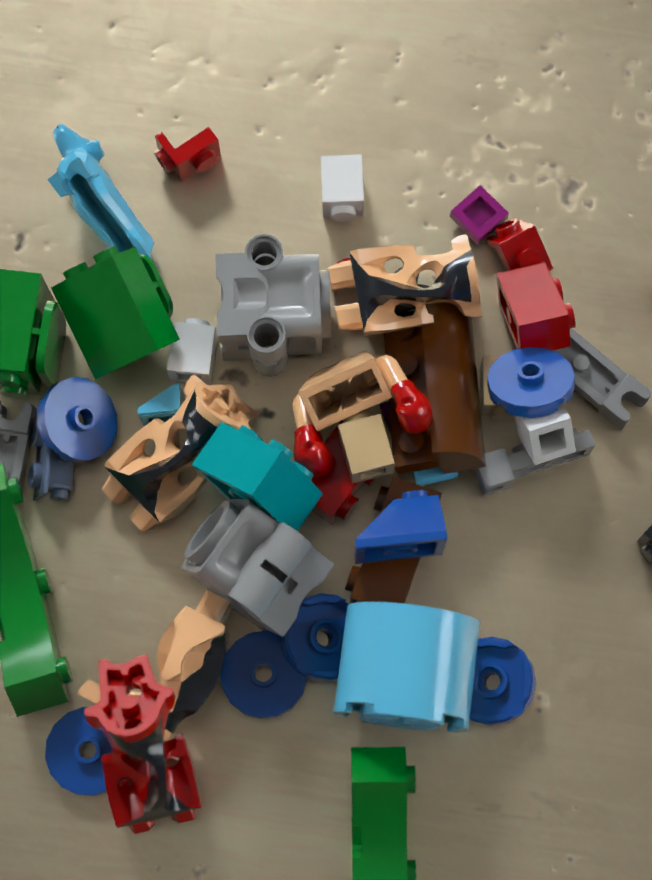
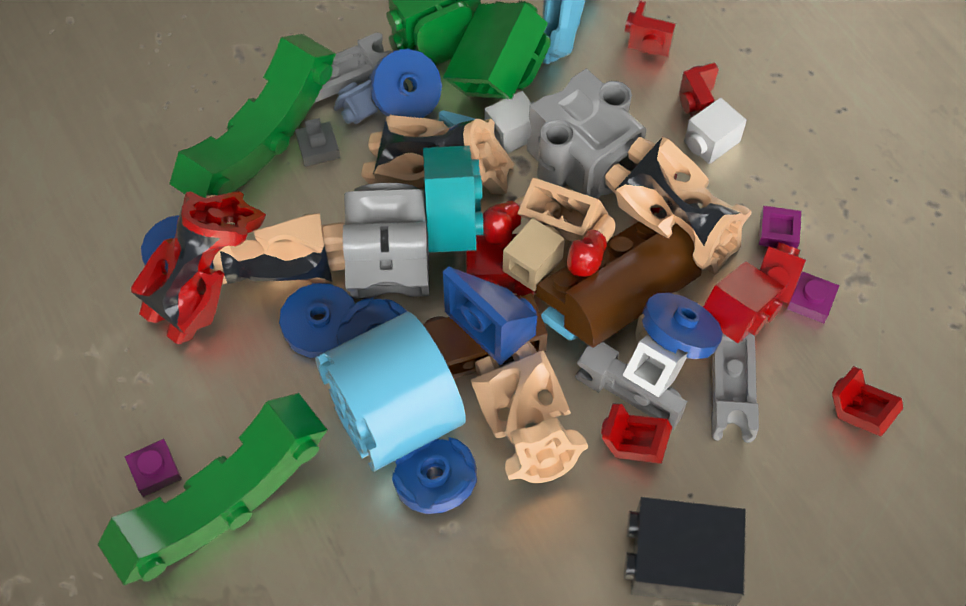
camera: 50 degrees right, 15 degrees down
(67, 545) = (317, 142): none -> dark grey tile
(291, 171) = (696, 88): none -> red bracket
(475, 557) = (543, 449): none -> light nougat hips
(563, 242) = (813, 297): none -> magenta plate
(580, 491) = (635, 436): none -> red bracket

